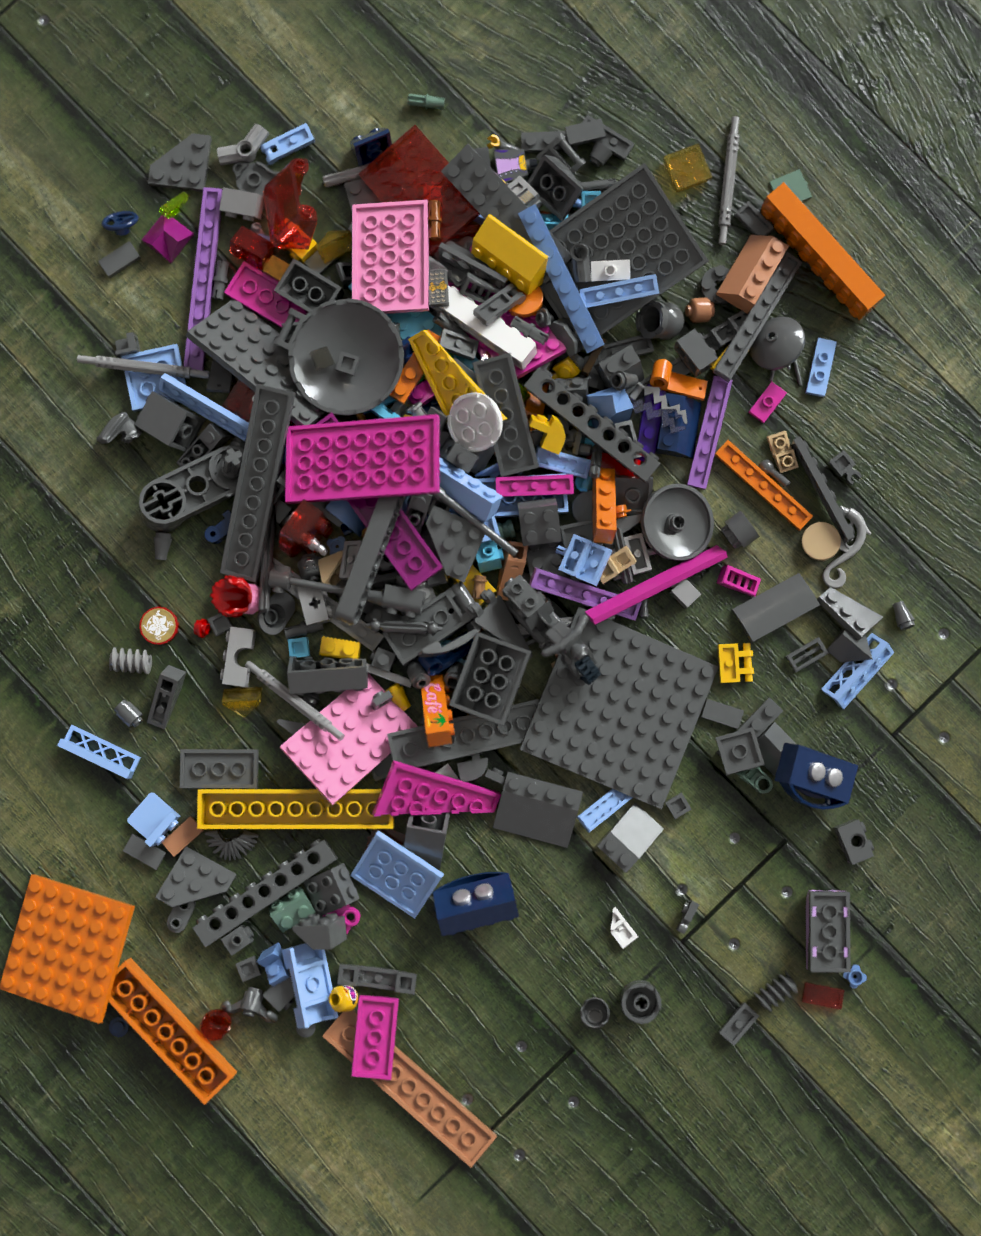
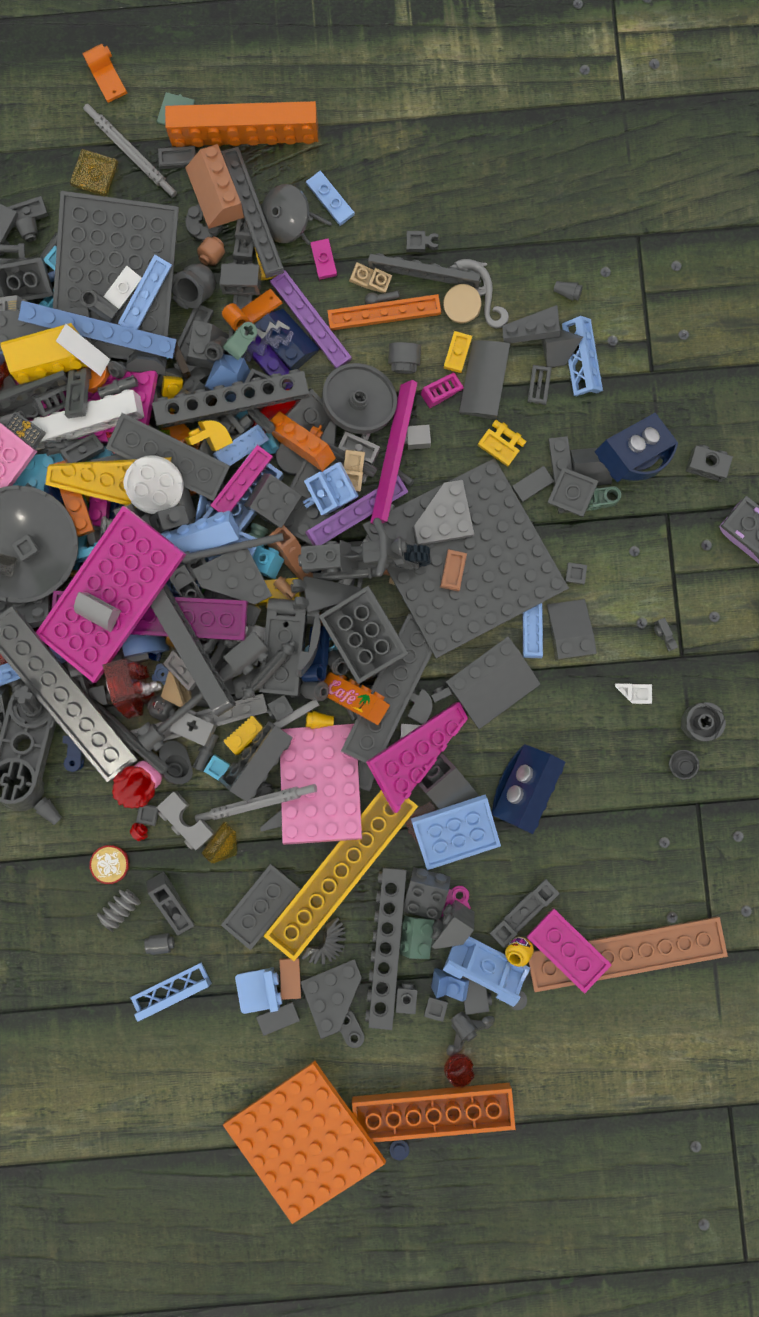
camera: 50 degrees left, 0 degrees up
(341, 460) = (96, 610): none -> light grey brick
(381, 699) = (310, 734): dark grey plate -> none
(535, 282) = (83, 350): none -> white sticker
(600, 707) = (453, 570): none -> nougat tile
(638, 666) = (445, 516): none -> light grey plate
(641, 394) = (239, 342): none -> sand green piece
(774, 110) = (104, 73): none -> orange door
(779, 569) = (457, 352): none -> yellow plate

